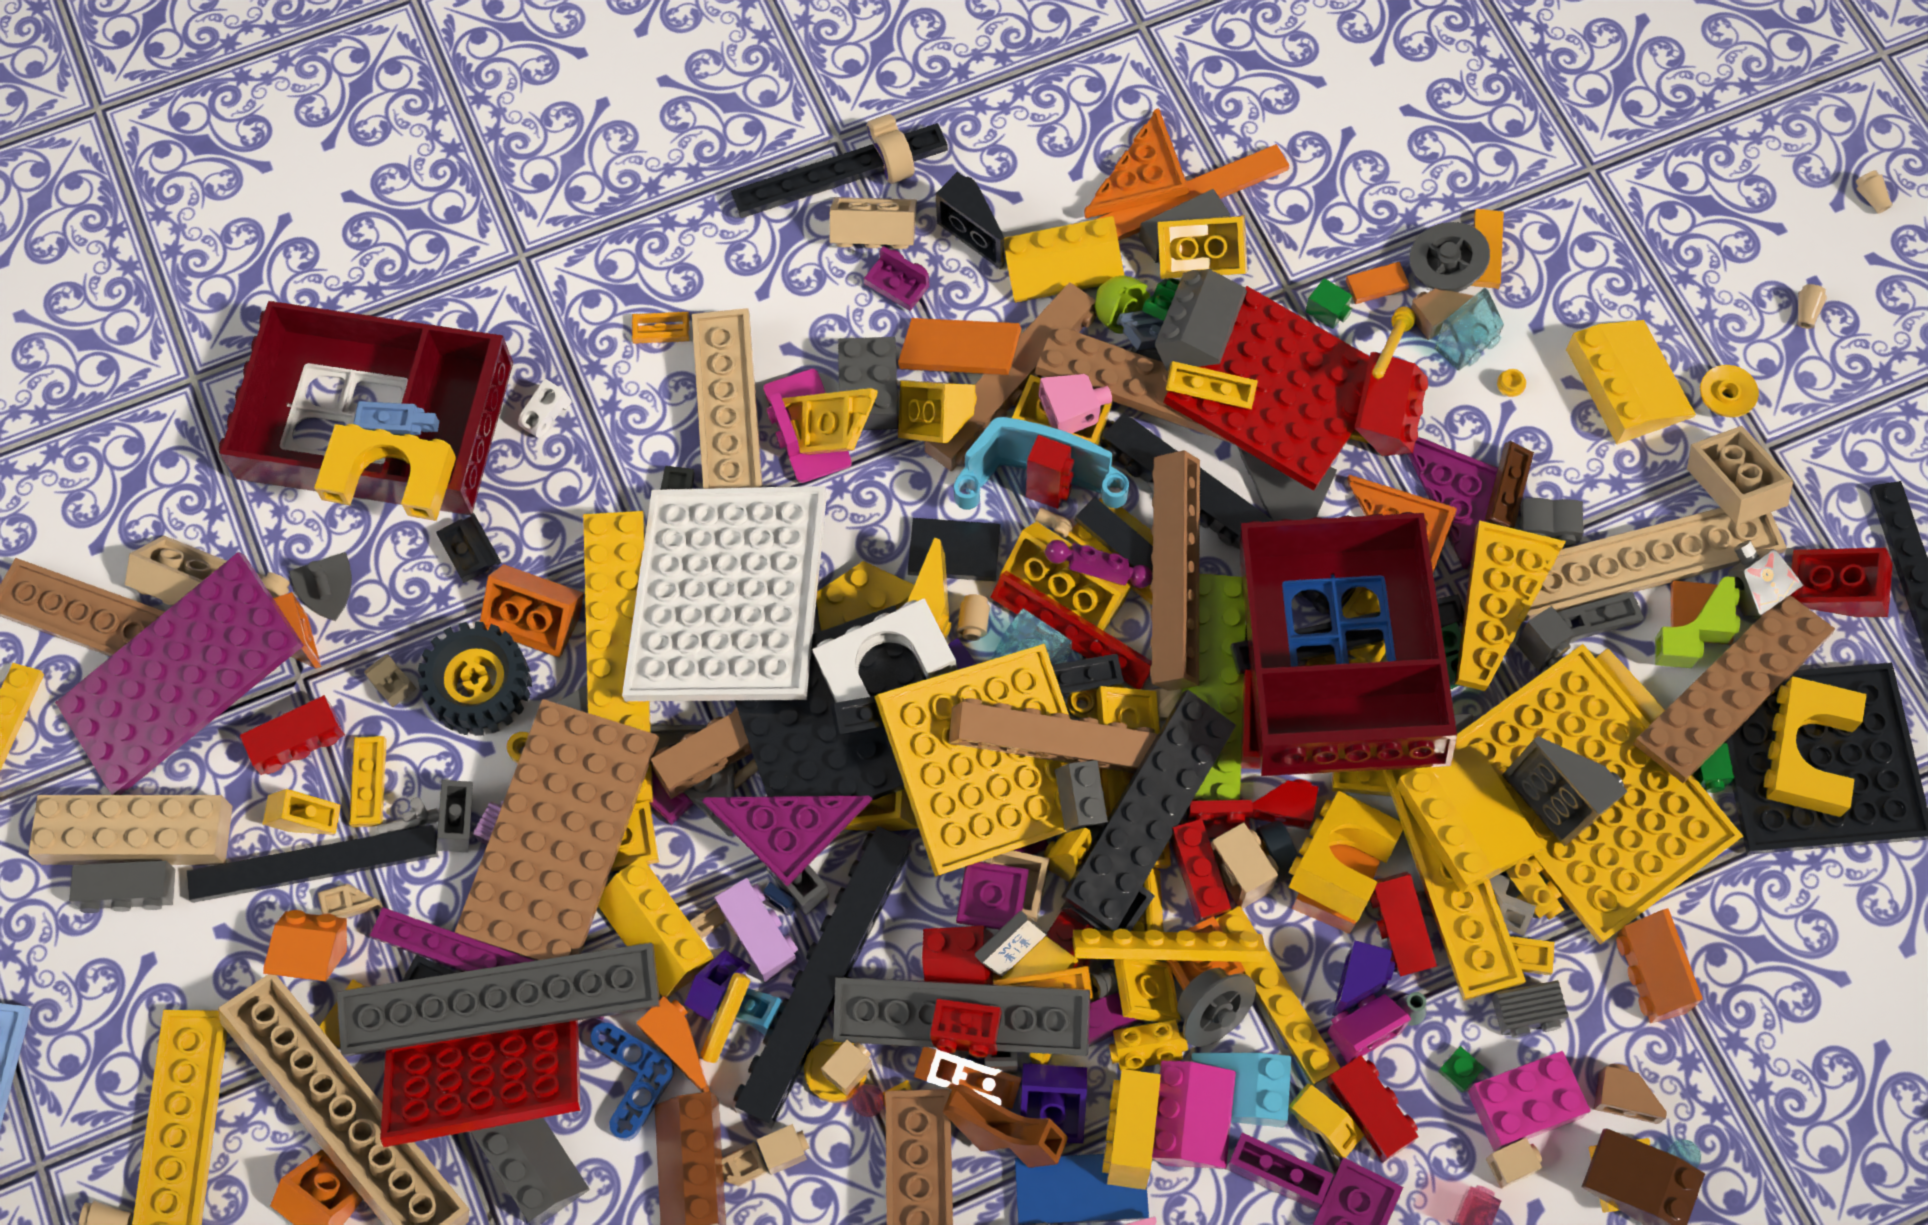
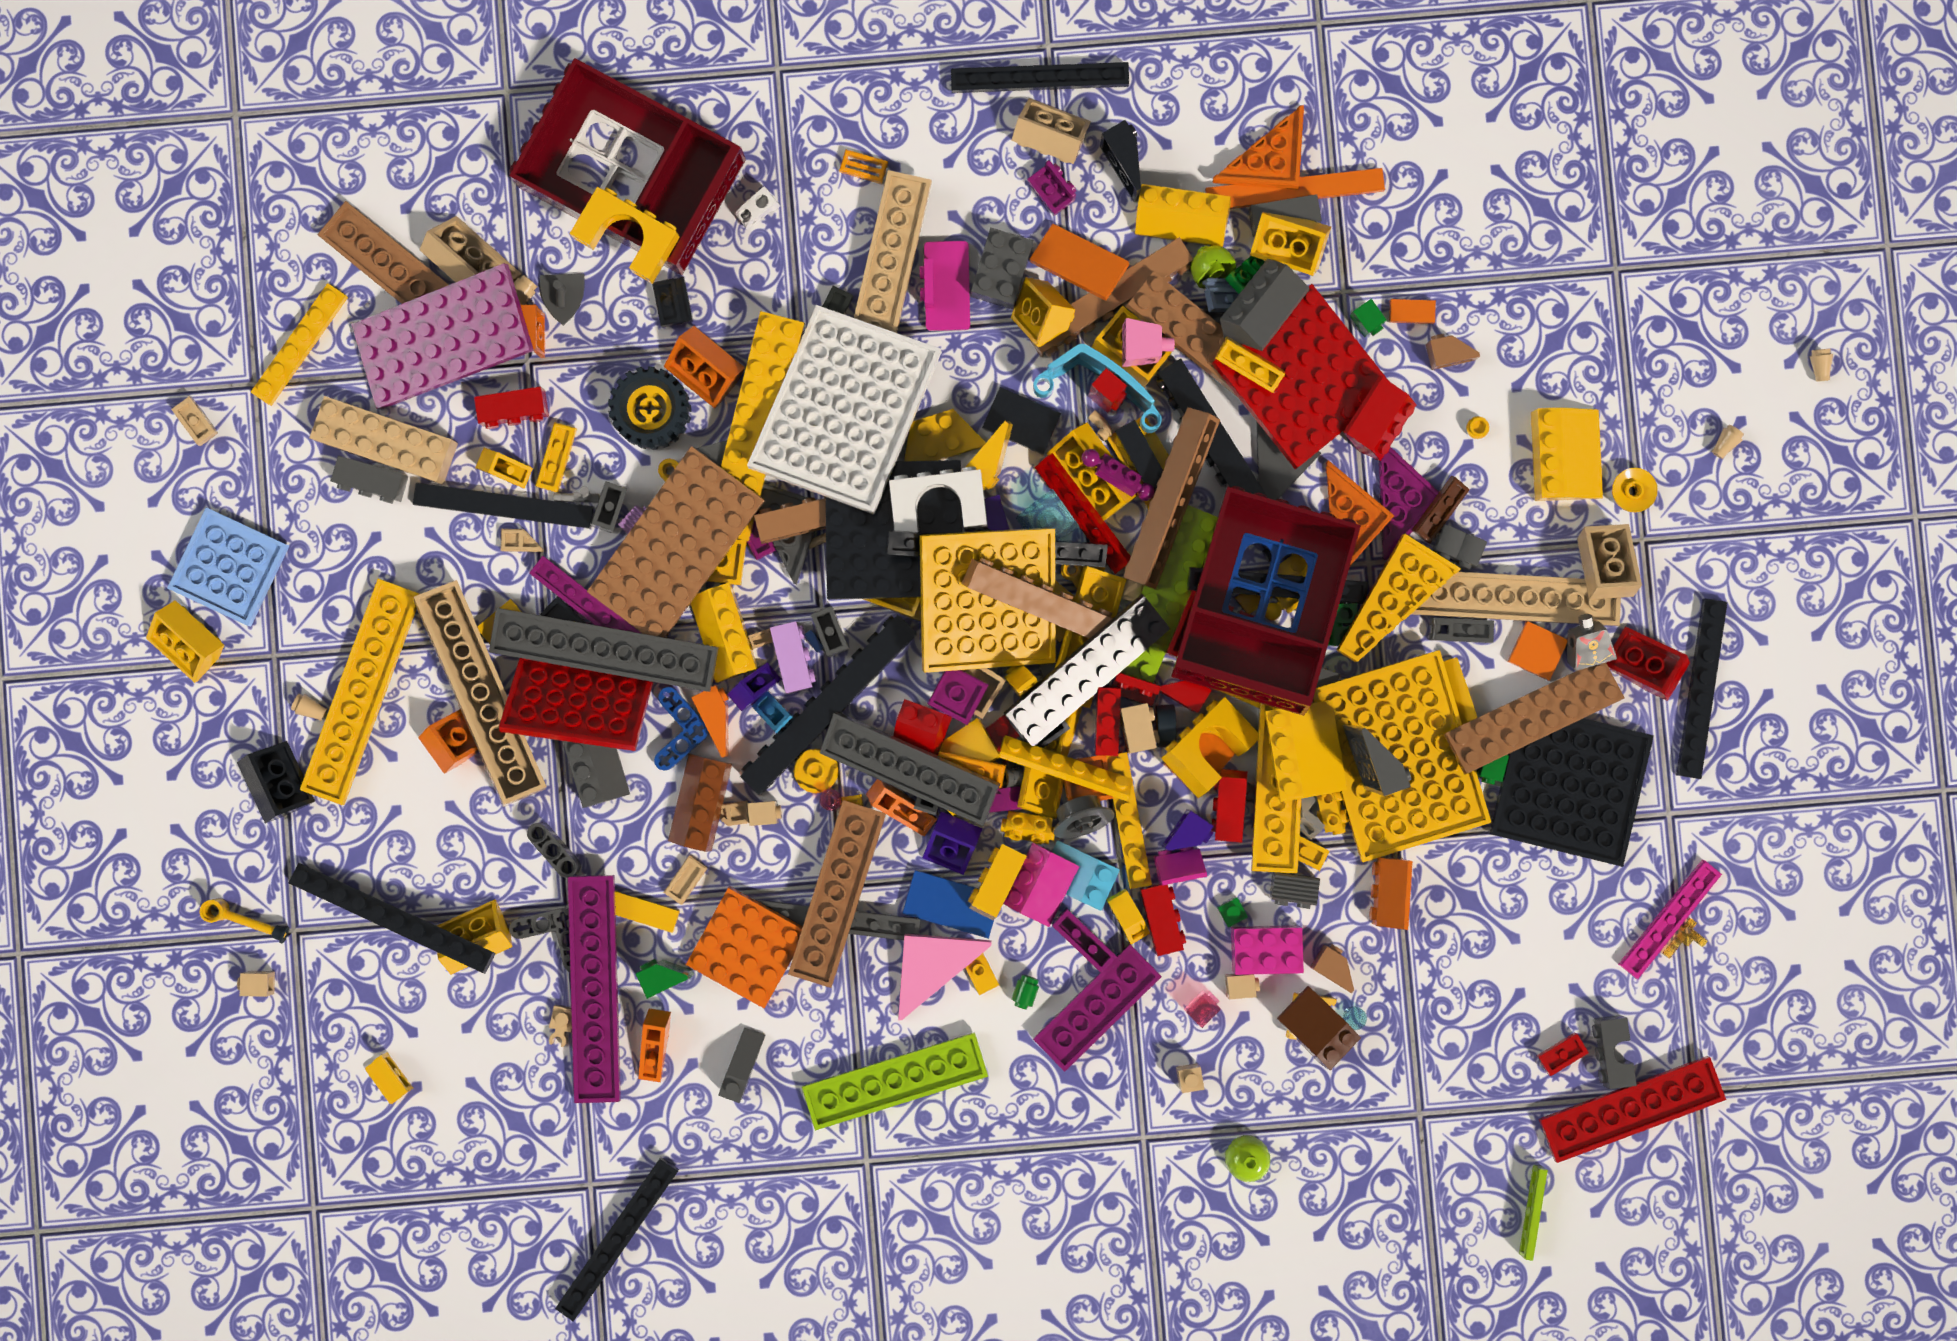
camera: 20 degrees right, 20 degrees up
(306, 945) = (483, 568): orange slope -> none
(389, 680) = (590, 388): dark tan bracket -> none
(395, 418) = (641, 192): medium blue hinge -> none
(725, 1018) = (752, 713): yellow axle -> none
(788, 829) = (831, 601): magenta tile -> none
(830, 419) = (961, 293): yellow wing -> none
(847, 1066) = (823, 774): tan brick -> none
(892, 148) = (1084, 73): tan animal -> none
(965, 1027) = (909, 779): red bracket -> none
(973, 617) = (1017, 479): tan brick -> none
(995, 1127) = (909, 850): dark orange arch -> none
(1010, 944) = (958, 733): tile -> none
(1081, 795) = (1042, 646): dark grey brick -> none
(1402, 321) = (1417, 350): yellow piece -> none
(1416, 1014) = (1210, 857): sand green cone -> none
(1449, 256) = (1472, 312): dark grey wheel -> none
(1470, 331) = (1463, 379): clear light blue slope -> none
(1491, 226) = (1506, 310): light orange tile -> none
(1545, 639) = (1415, 638): dark grey brick -> none
(1715, 624) = (1540, 664): lime arch -> none
(1790, 776) = (1541, 794): yellow arch -> none

